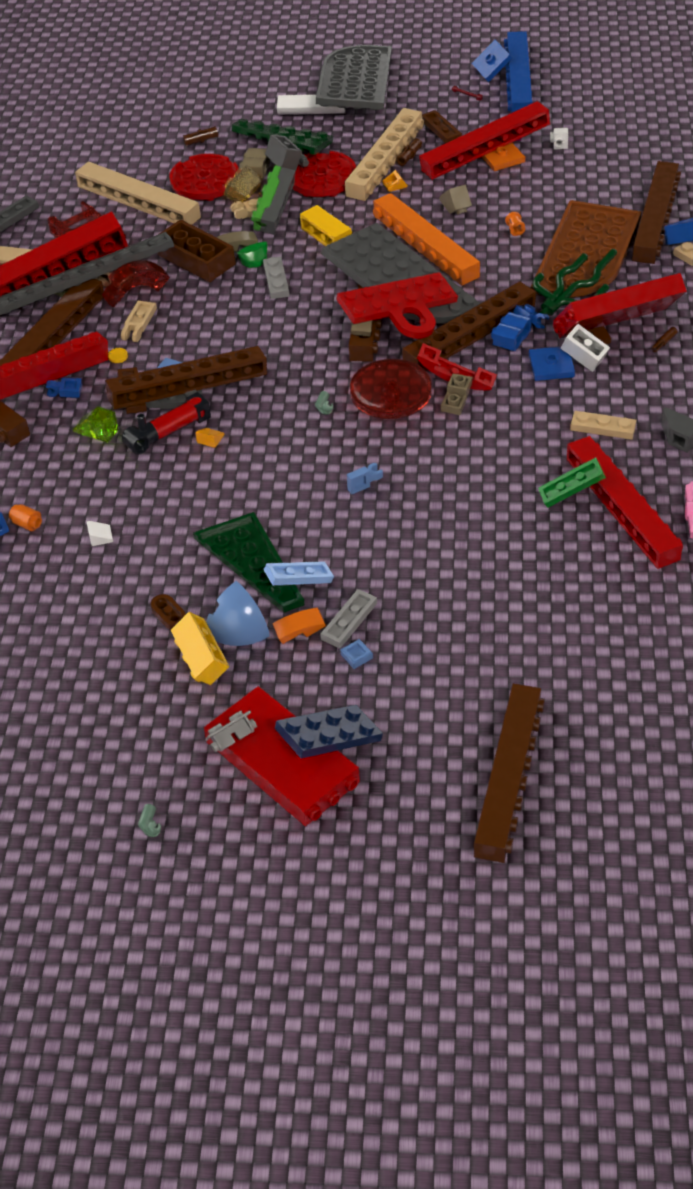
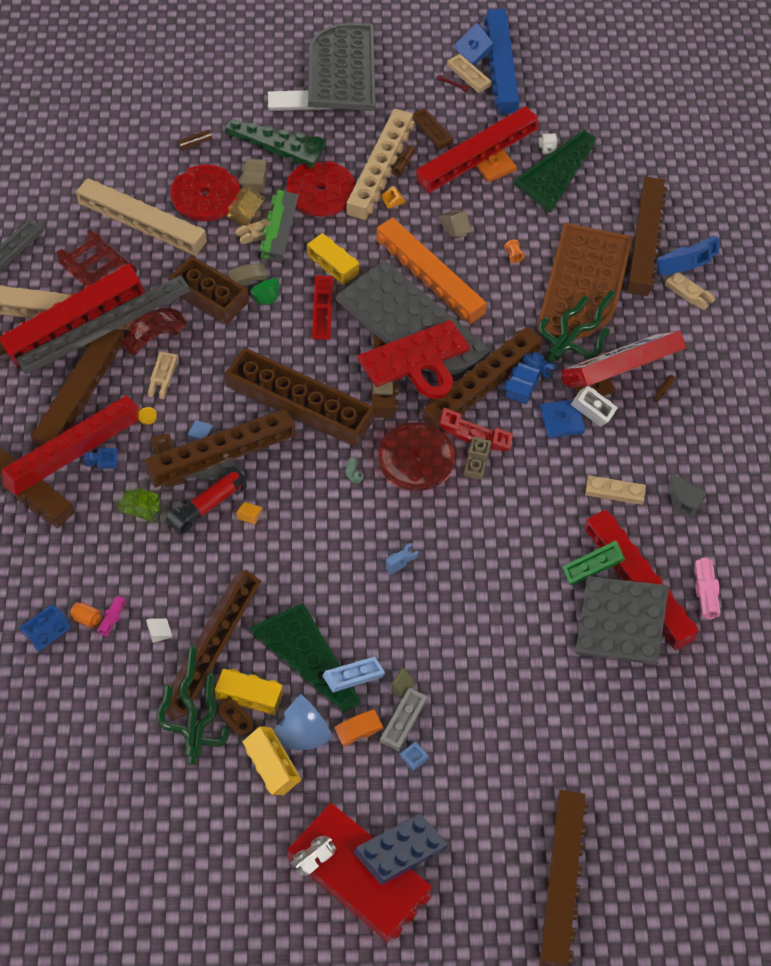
camera: 10 degrees left, 10 degrees up
(52, 520) = (111, 616): none -> dark pink pin
(120, 625) = (192, 733): none -> dark green plant
(147, 823) = (247, 952): sand green arm -> none
(148, 544) = (215, 637): none -> reddish brown brick
(186, 587) = (249, 691): none -> yellow brick
(276, 277) = (290, 318): light grey plate -> none
(277, 337) = (300, 396): none -> reddish brown brick
(285, 153) = (284, 170): dark grey brick -> none
(309, 268) = (322, 308): none -> red slope
(349, 585) = (402, 683): none -> olive slope
(484, 84) = (469, 73): none -> tan plate
(563, 163) = (553, 174): none -> dark green wing
(599, 534) = (622, 620): none -> dark grey plate

